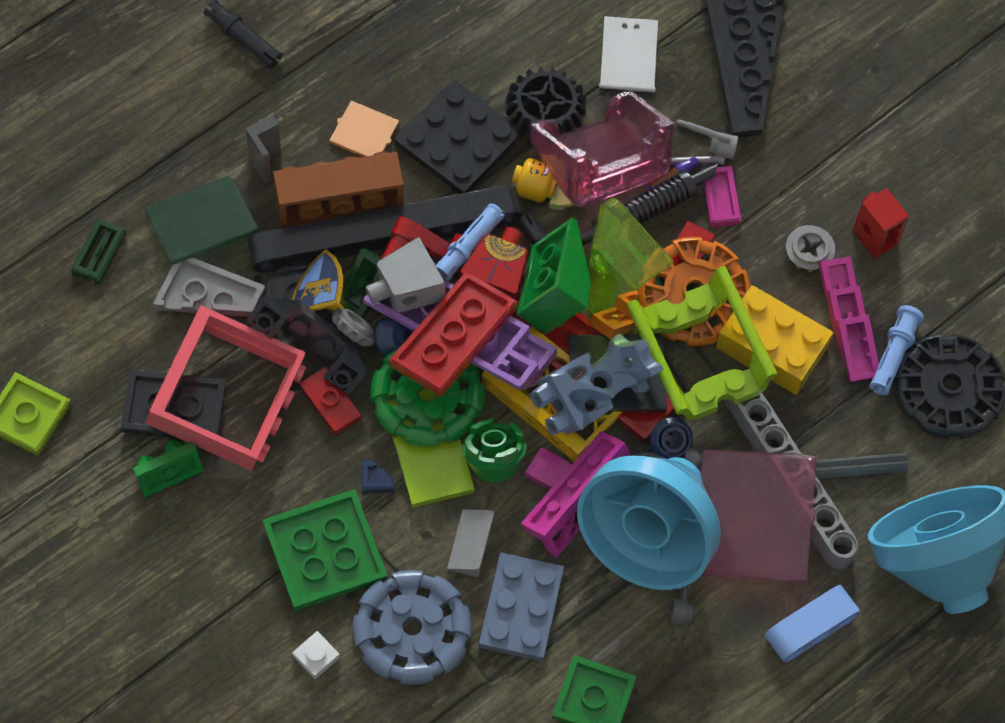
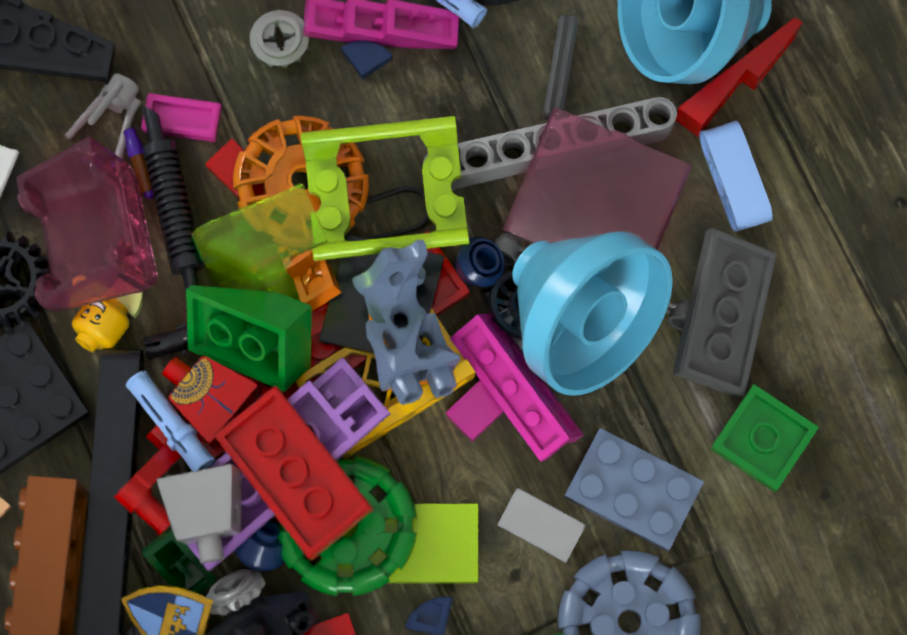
camera: 70 degrees left, 10 degrees up
(494, 450) = (442, 466): green cone -> none
(690, 640) = (725, 313): none -> dark grey tile
(788, 336) = (389, 93): yellow brick -> none
(819, 311) = (366, 57): none -> dark blue tile
(915, 616) = (751, 69): none -> red slope

